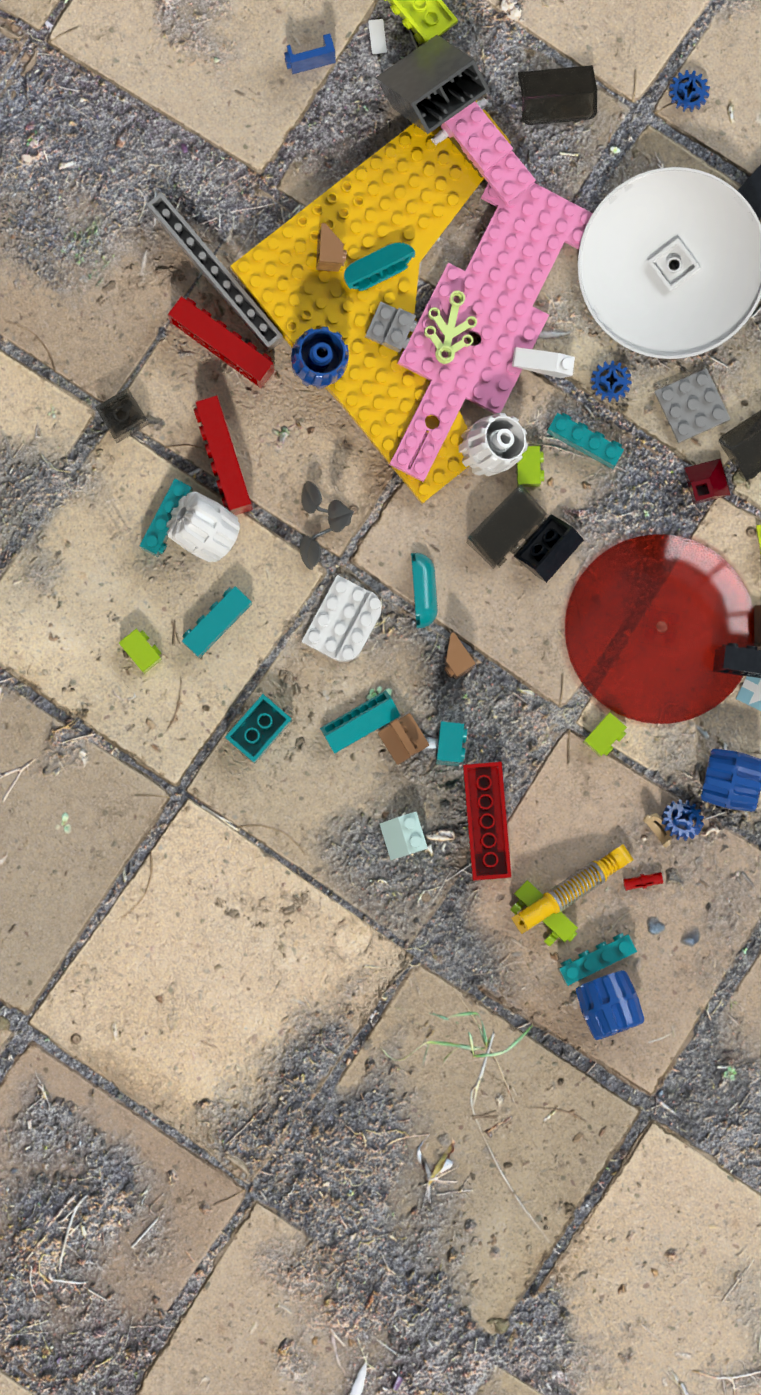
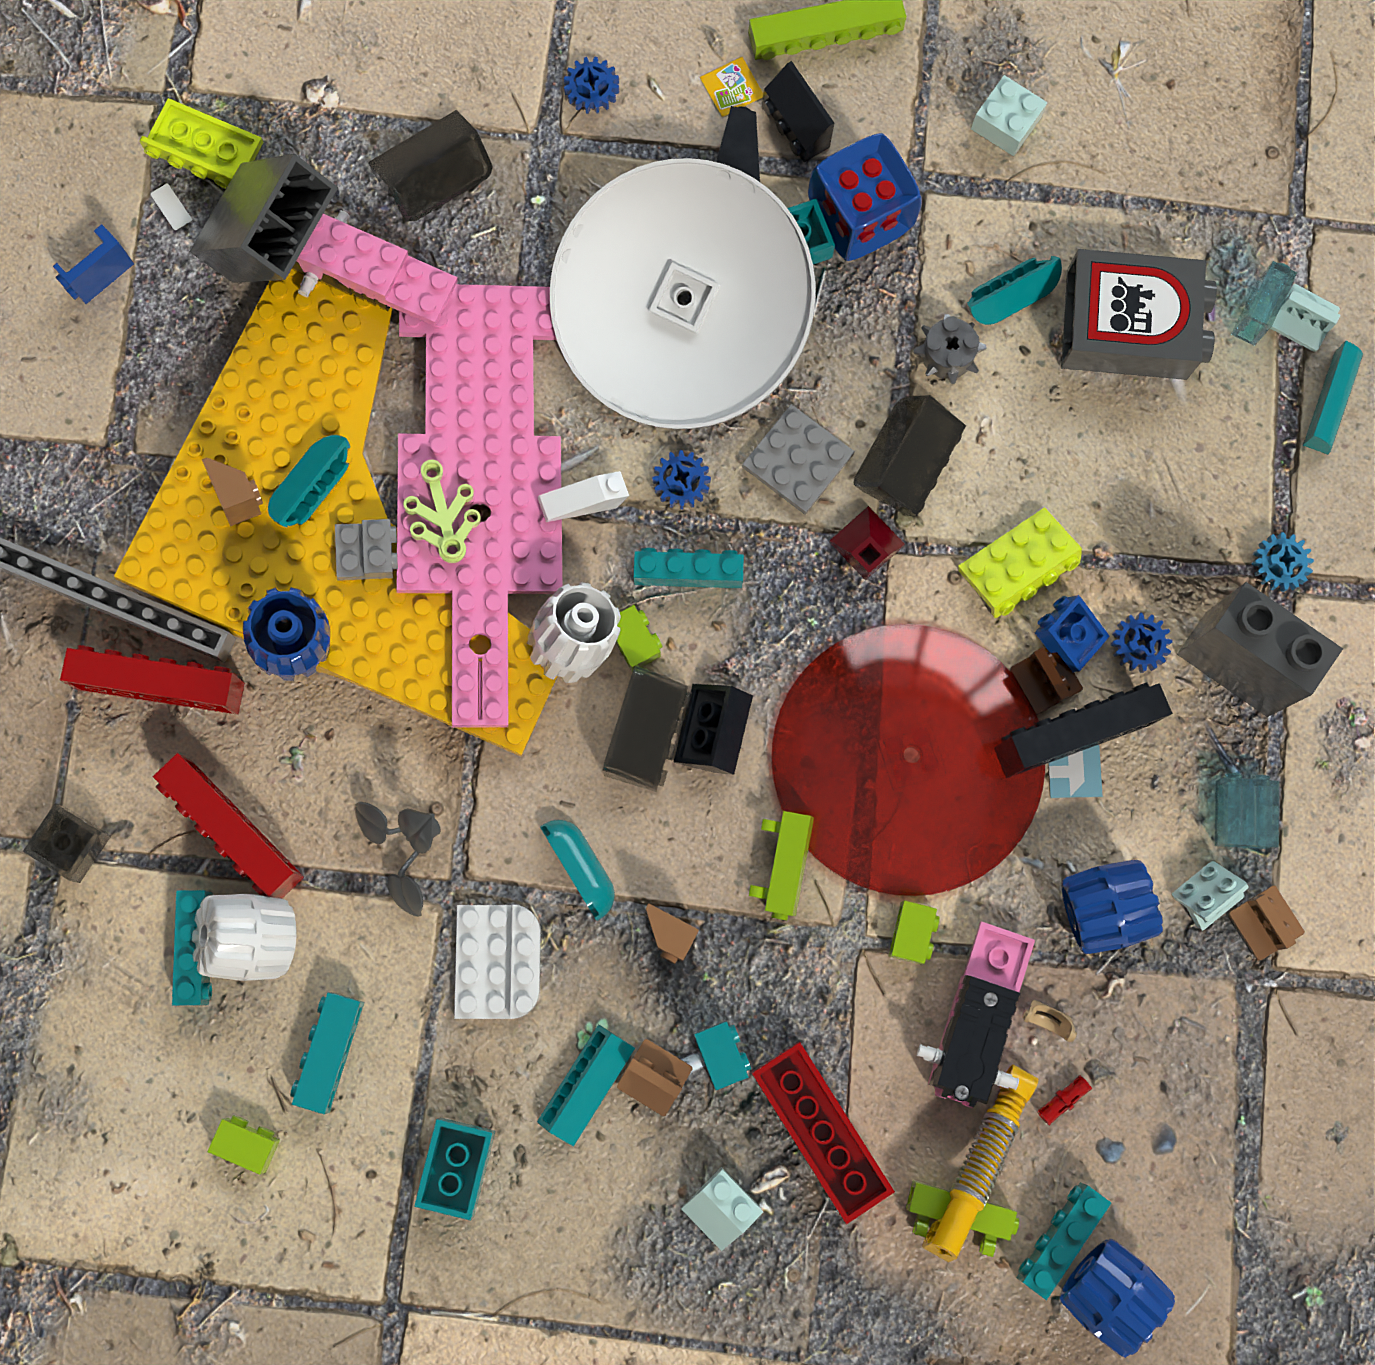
camera: 30 degrees left, 5 degrees down
(551, 654) = (788, 864): none -> lime brick
(618, 805) = (980, 1018): none -> piece
(682, 820) = (1079, 1003): blue gear -> none

